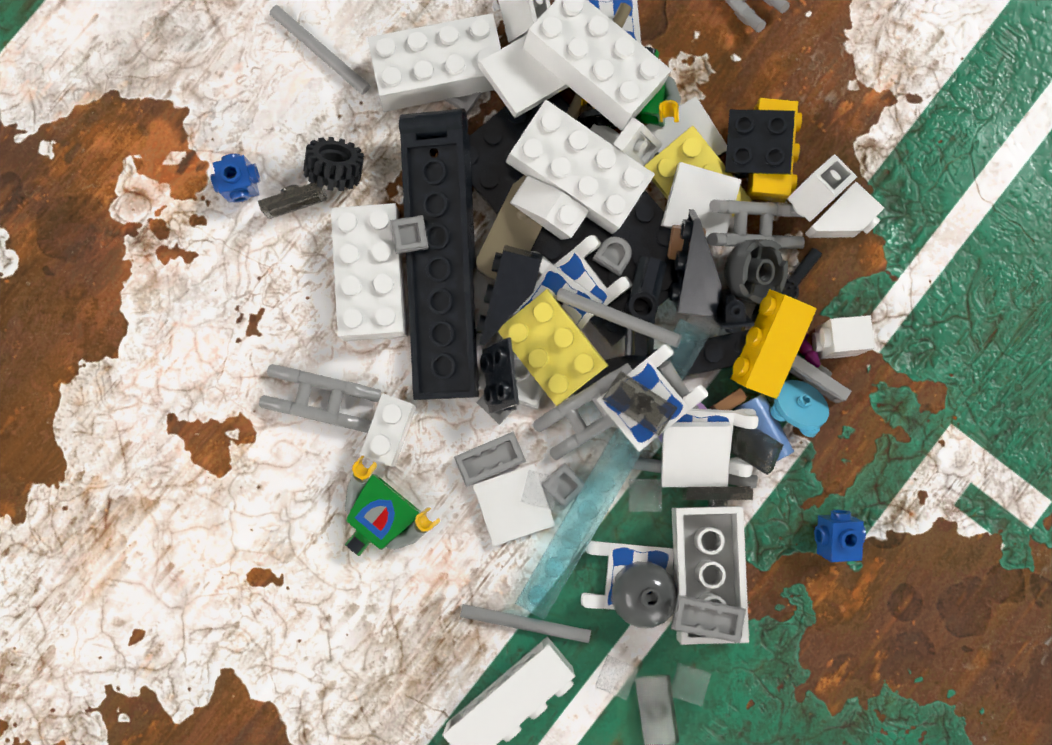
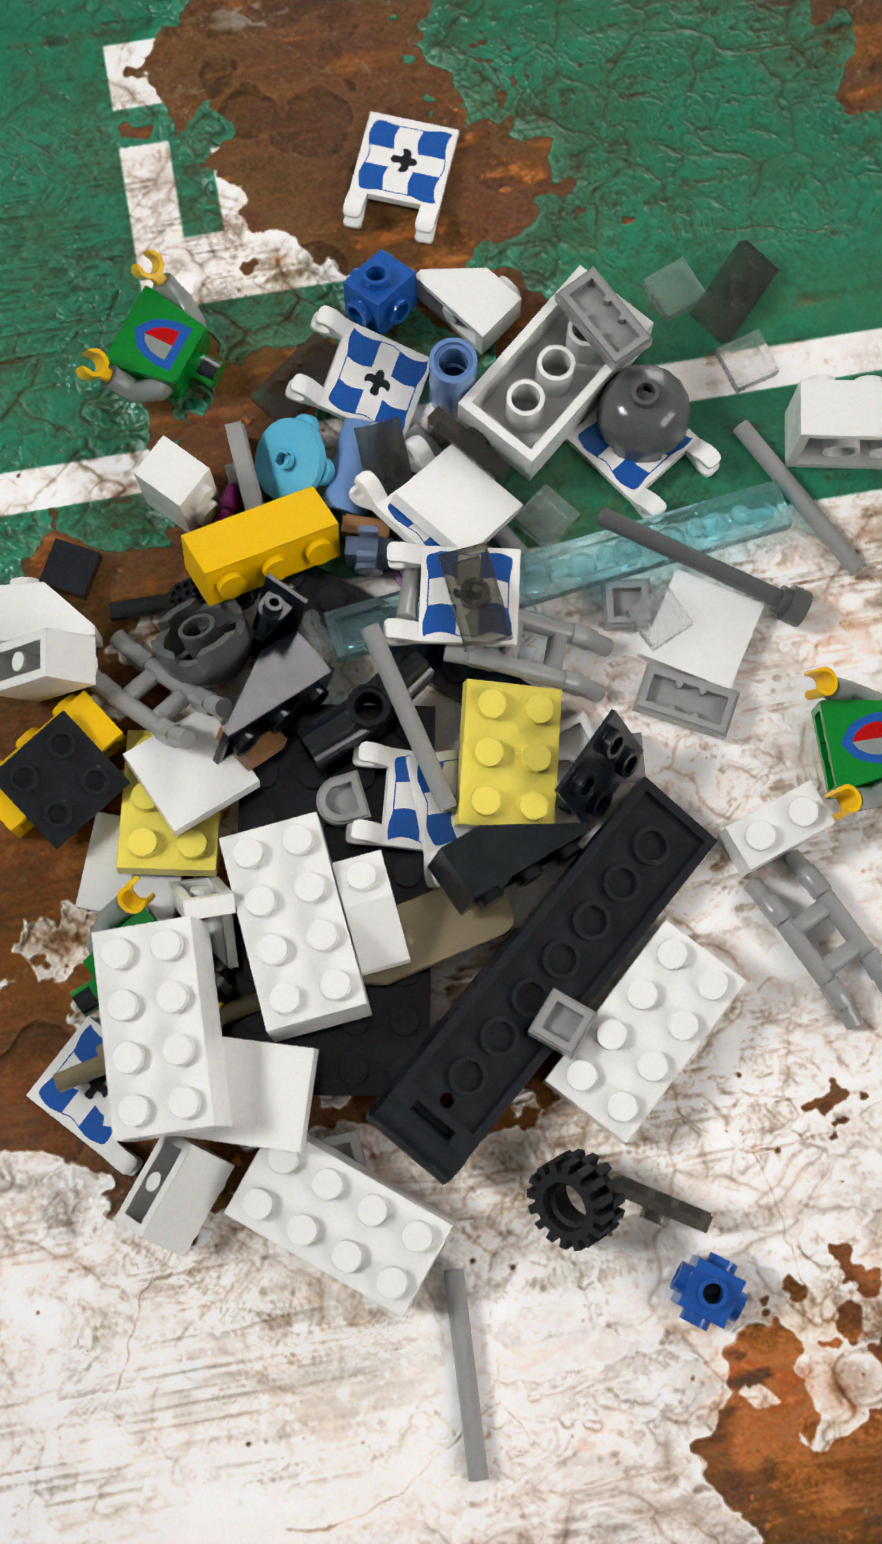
camera: 140 degrees left, 5 degrees down
(481, 557) = (788, 603): none -> dark grey piece
(717, 391) = (367, 551): none -> sand blue plate
(771, 521) = (451, 373): none -> medium blue pin
(788, 577) = (471, 302): none -> white slope
(802, 488) = (368, 376): none -> white flag
(836, 455) = (310, 359): none -> clear smoke plate
(857, 255) = (71, 569): none -> black tile
(895, 625) = (404, 166): none -> white flag
(926, 406) = (158, 345): none -> torso

